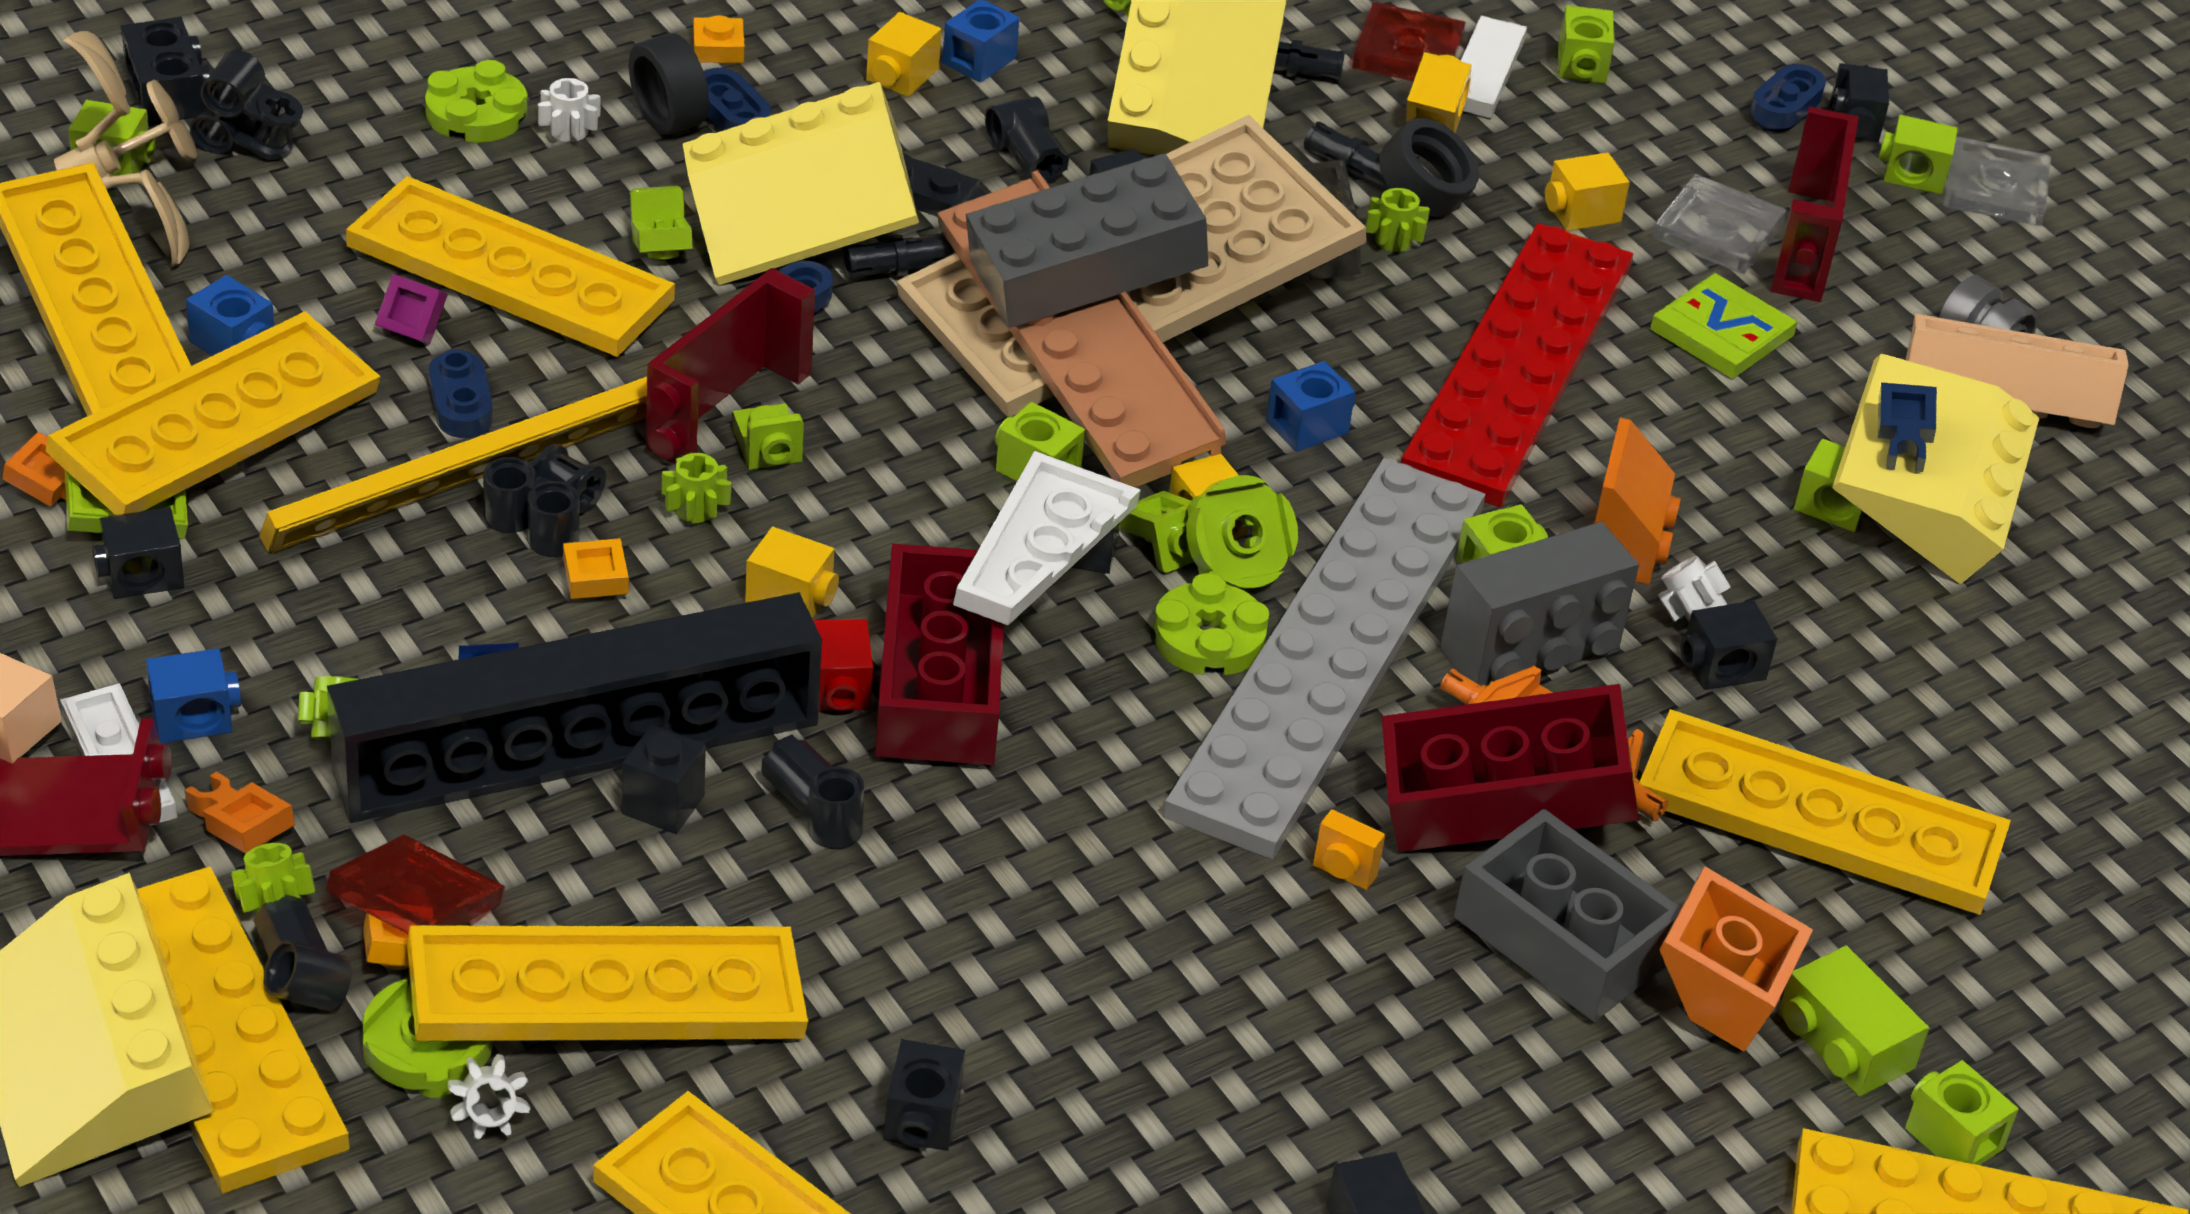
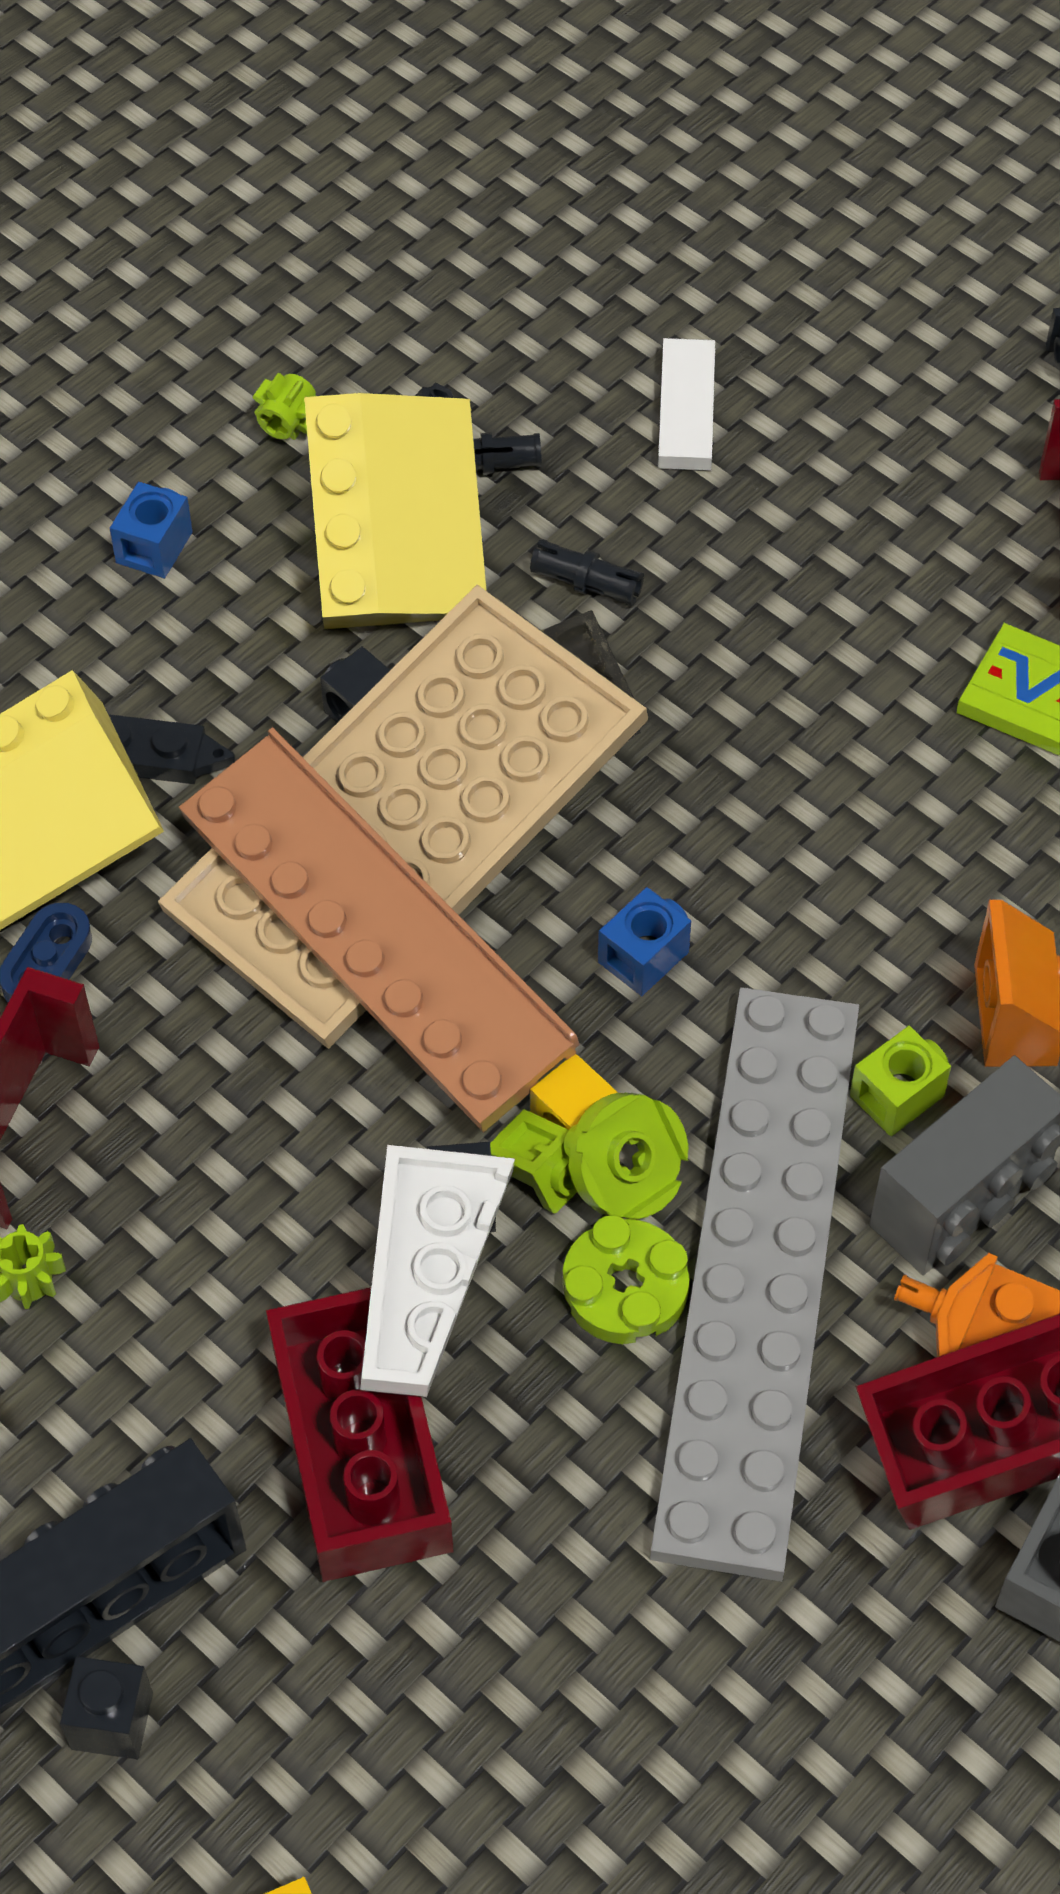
camera: 10 degrees left, 15 degrees up
(769, 435) = (79, 1158): lime bracket -> none
(791, 565) = (162, 1361): yellow brick -> none
(823, 793) = (272, 1660): black piece -> none
(845, 665) = (253, 1472): red brick -> none
(895, 255) = (148, 861): black pin -> none
(903, 54) = (74, 574): yellow brick -> none
(1025, 132) = (233, 643): black piece -> none
(1038, 431) = (381, 1115): lime brick -> none
(1087, 240) = (359, 826): dark grey brick -> none
(1349, 849) = (864, 1561): light orange plate -> none
(1397, 219) = (659, 651): lime gear -> none
(1398, 37) = (599, 396): clear red tile -> none
(1440, 90) = (655, 466): yellow brick -> none
(1441, 149) = (692, 552): black tyre -> none
(1519, 362) = (837, 809): red plate -> none
(1585, 44) = (783, 348): lime brick -> none
(1587, 191) = (843, 552): yellow brick -> none
(1719, 223) = (986, 549): clear tile -> none
(1787, 96) = (1007, 357): dark blue plate -> none

